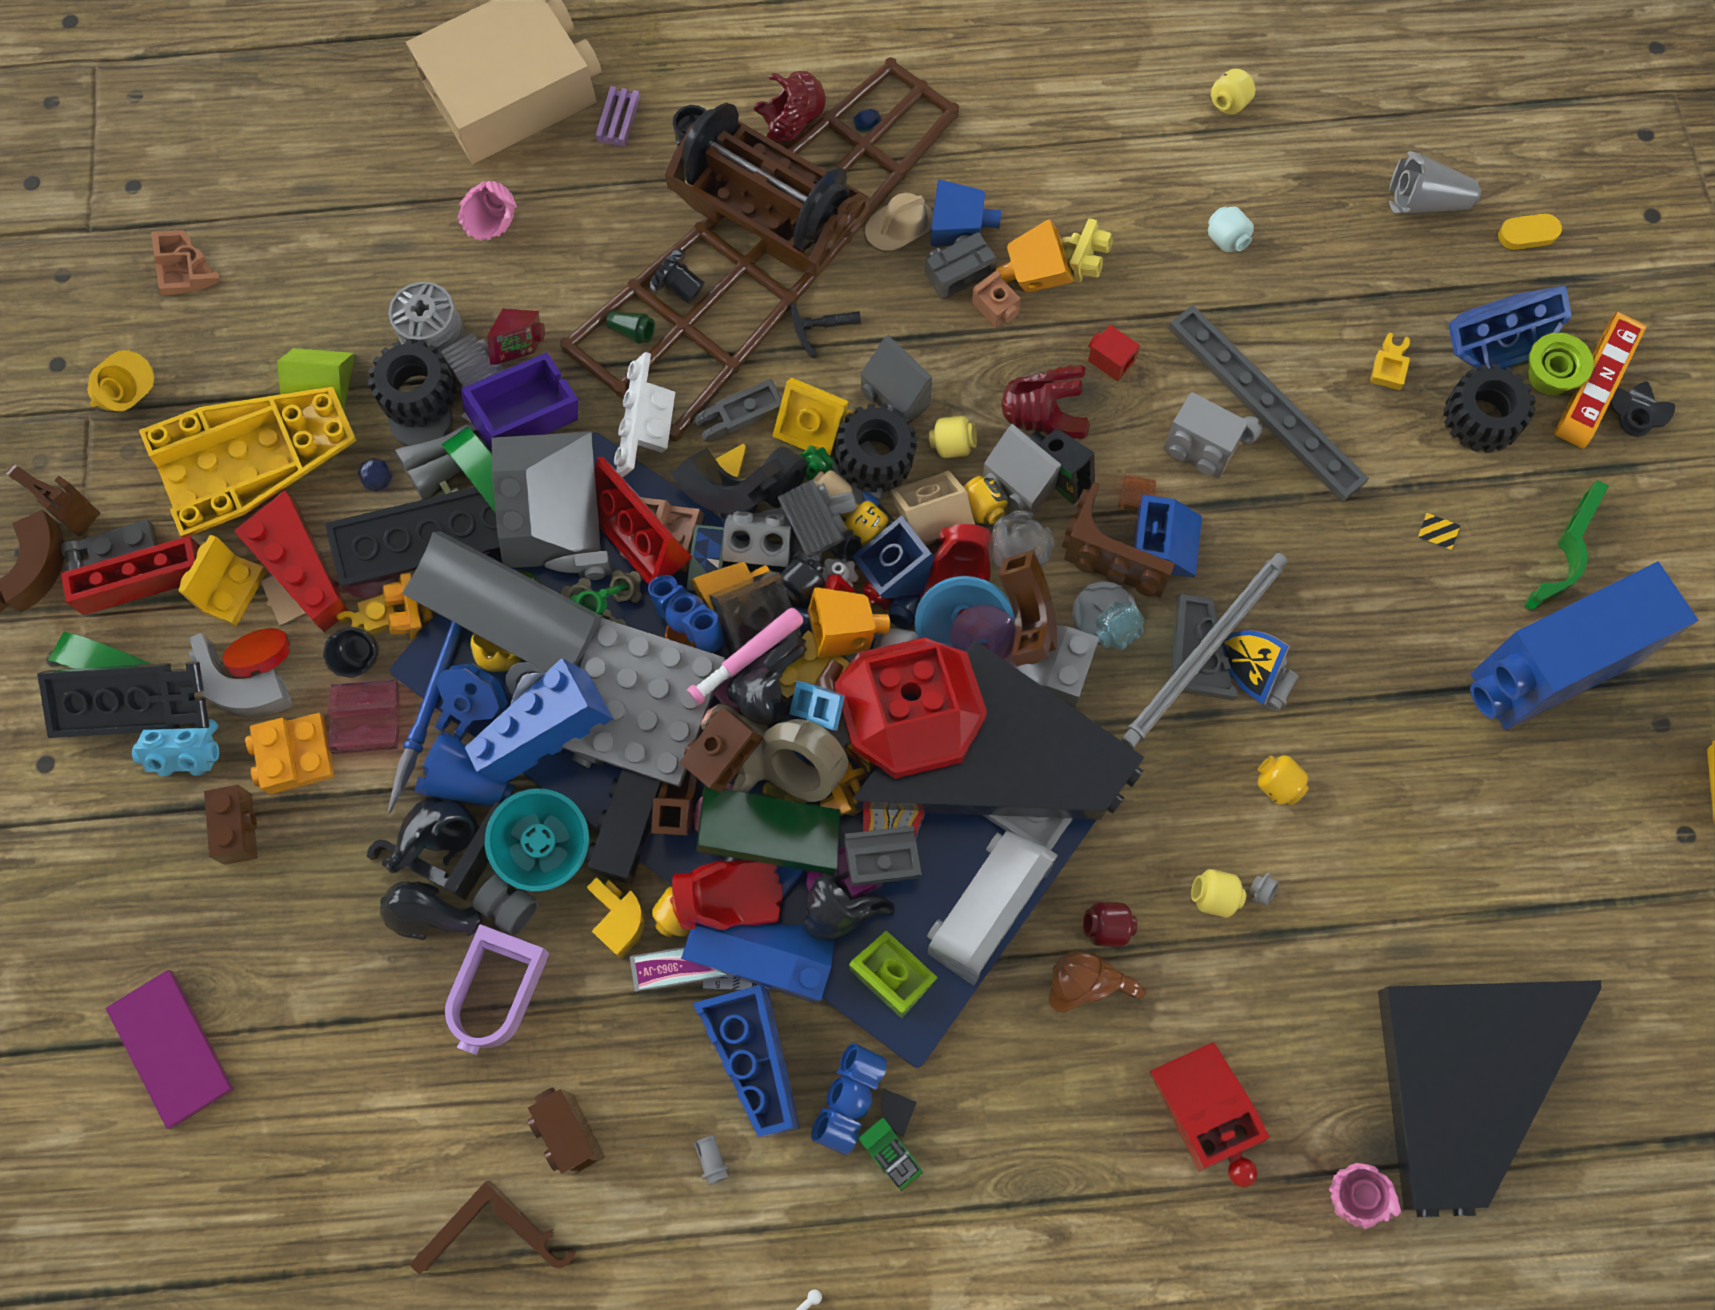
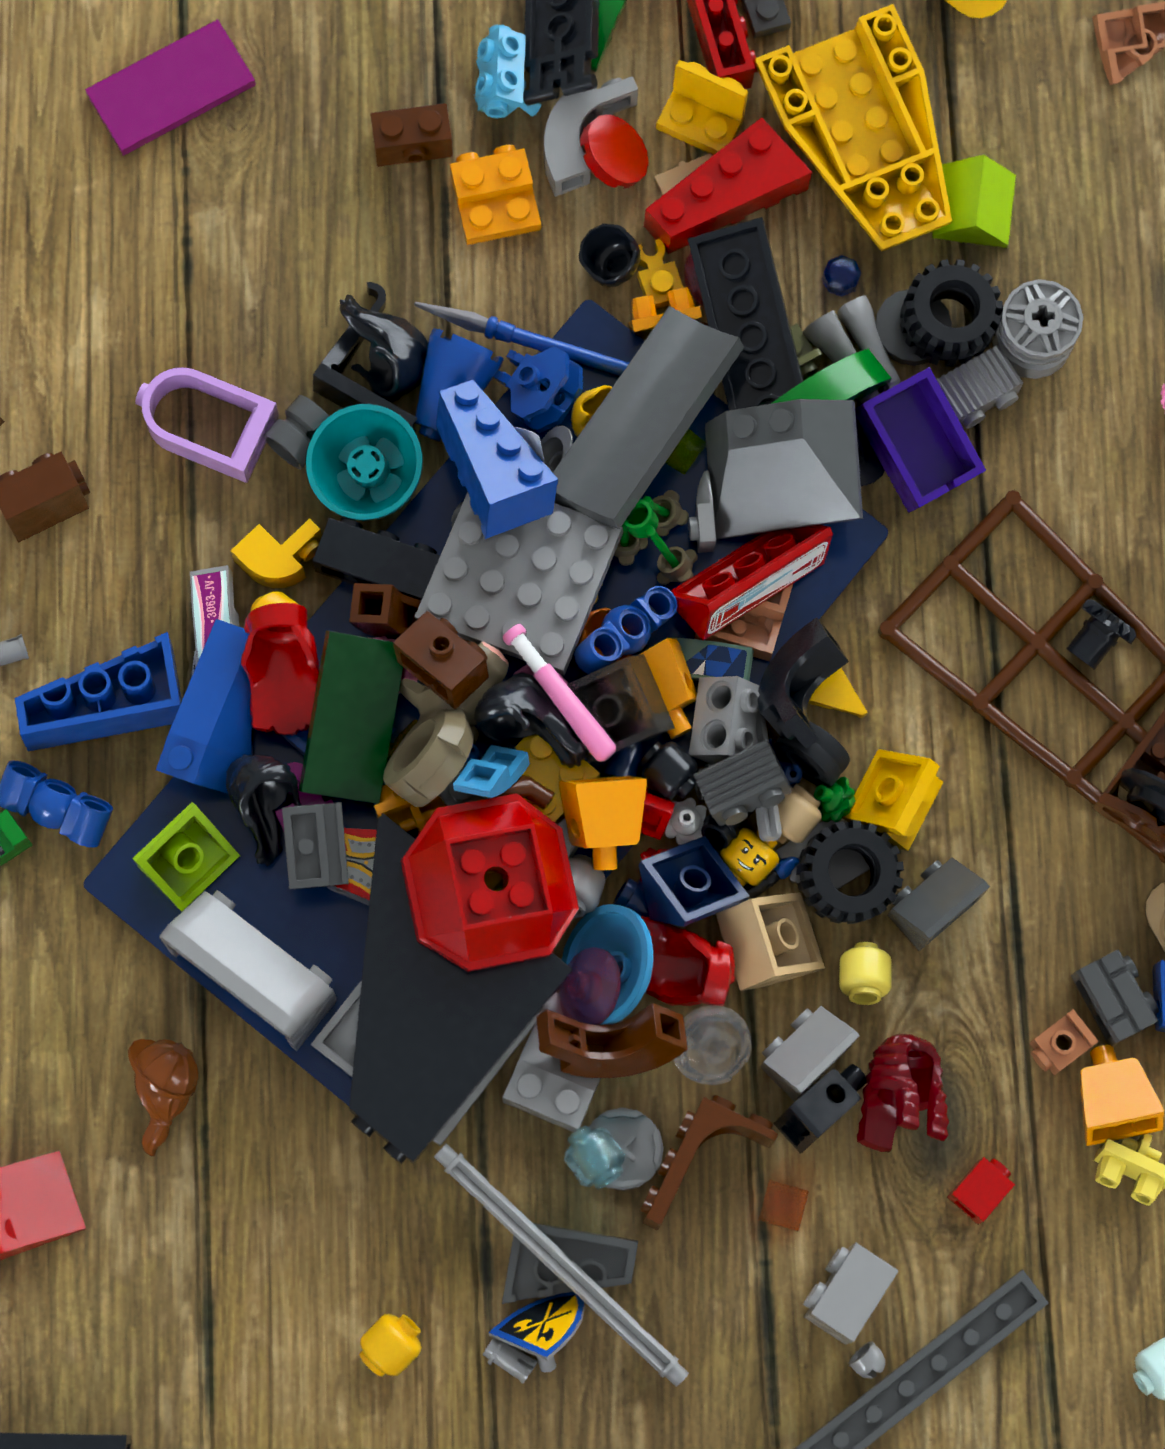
camera: 85 degrees right, 5 degrees up
(364, 716) = (535, 274): clear pink slope -> none
(415, 907) = (300, 332): black piece -> none
(514, 335) = (1017, 432): dark red slope -> none
(632, 325) = (1034, 580): dark green cone -> none
(646, 416) = (902, 593): white bracket -> none
(740, 410) = (913, 711): dark grey hinge -> none
(827, 321) = (1040, 823): black piece -> none
(897, 1111) = (38, 859): black tile -> none
(986, 499) = (776, 1006): yellow head -> none
(1109, 924) = (228, 1116): dark red head -> none
(1169, 532) = (714, 1233): blue slope -> none
(1218, 893) = (256, 1249): light yellow head -> none
(1264, 889) = (259, 1307): light grey plate -> none

